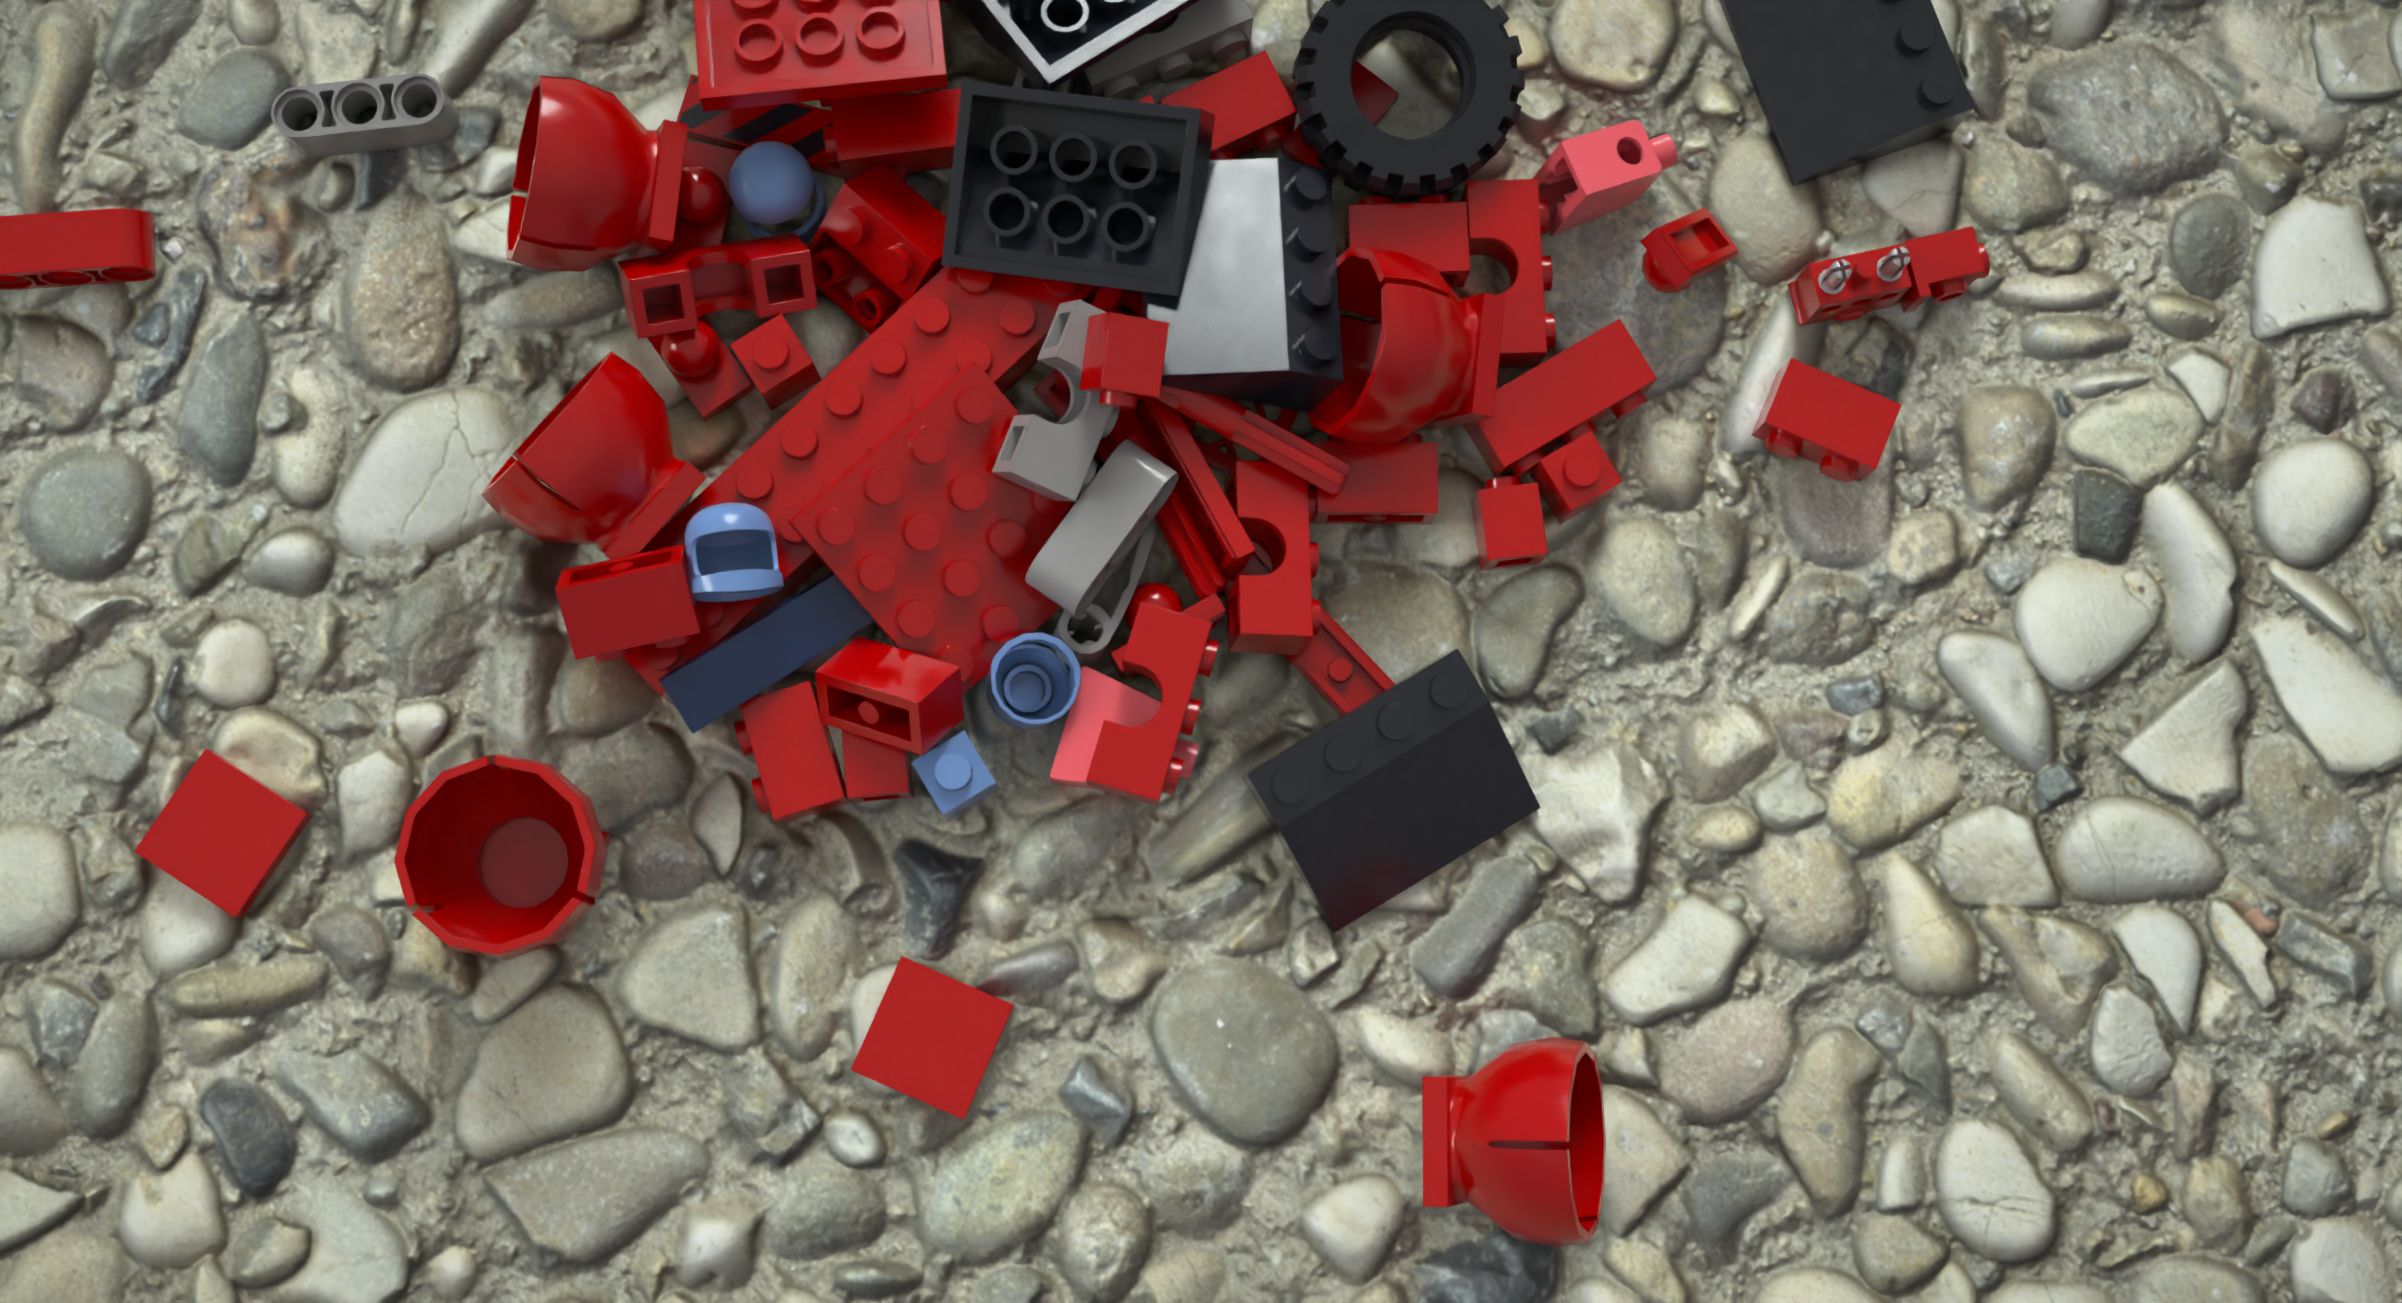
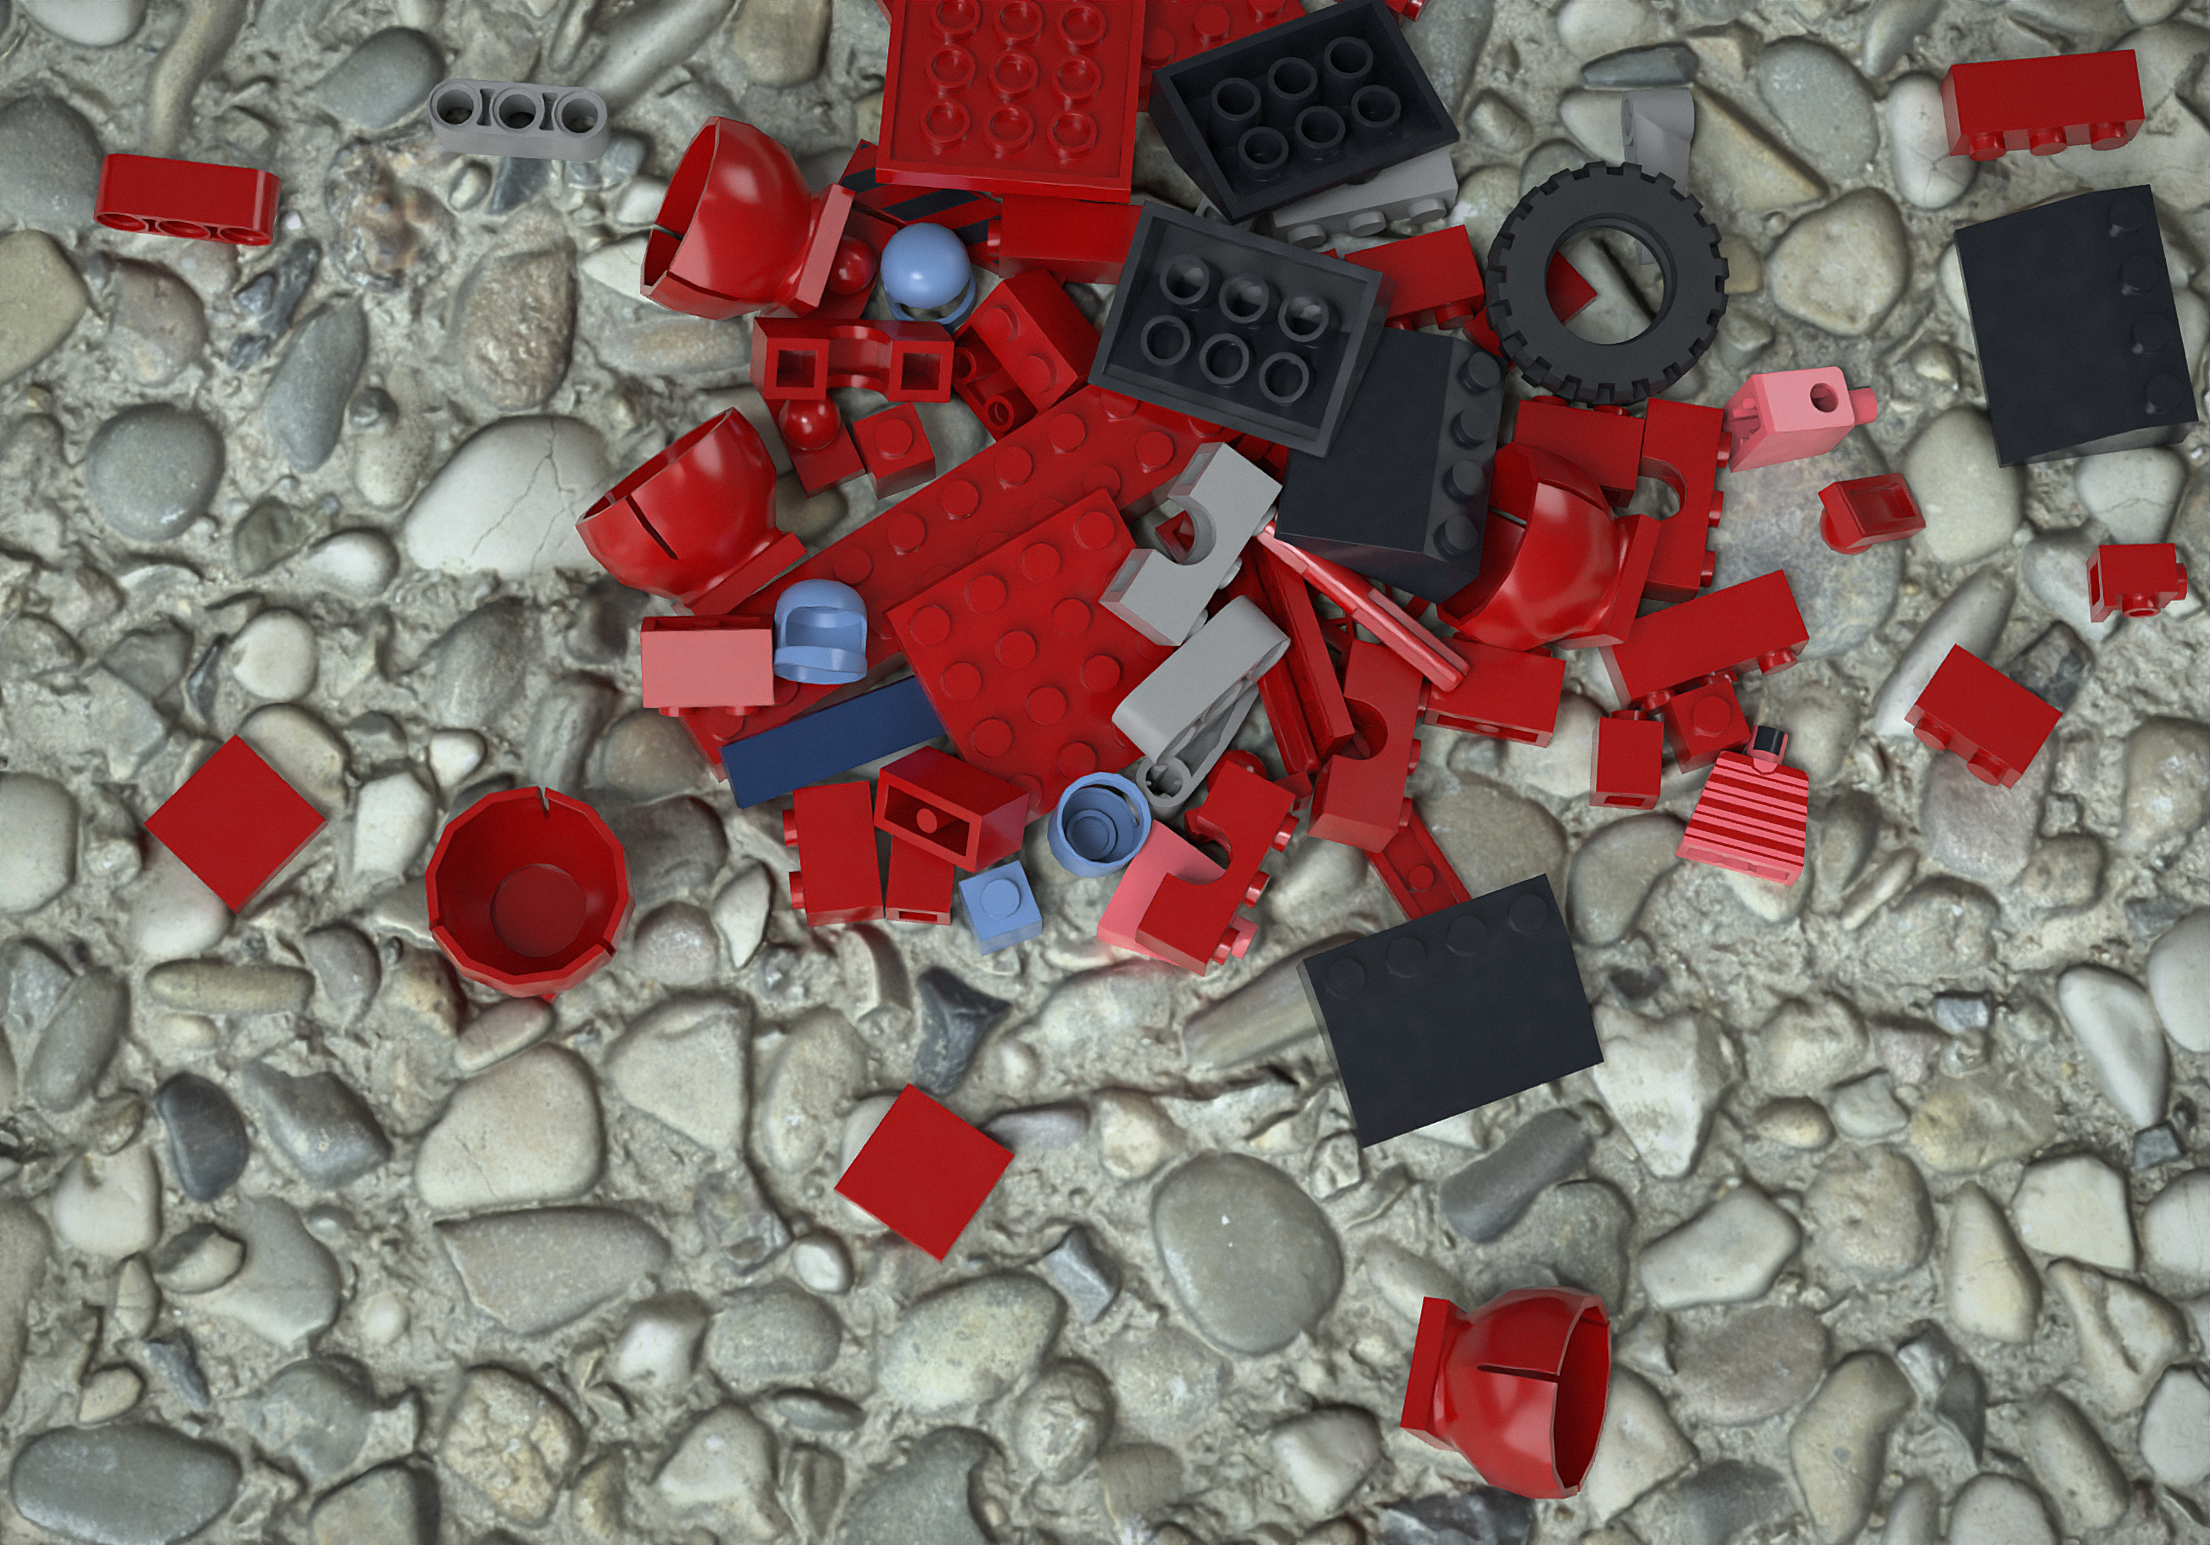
camera: 15 degrees right, 5 degrees down
(1123, 358) = (1256, 510): red brick -> none
(1632, 550) = (1751, 812): none -> torso
(1850, 285) = (2035, 582): red piece -> none

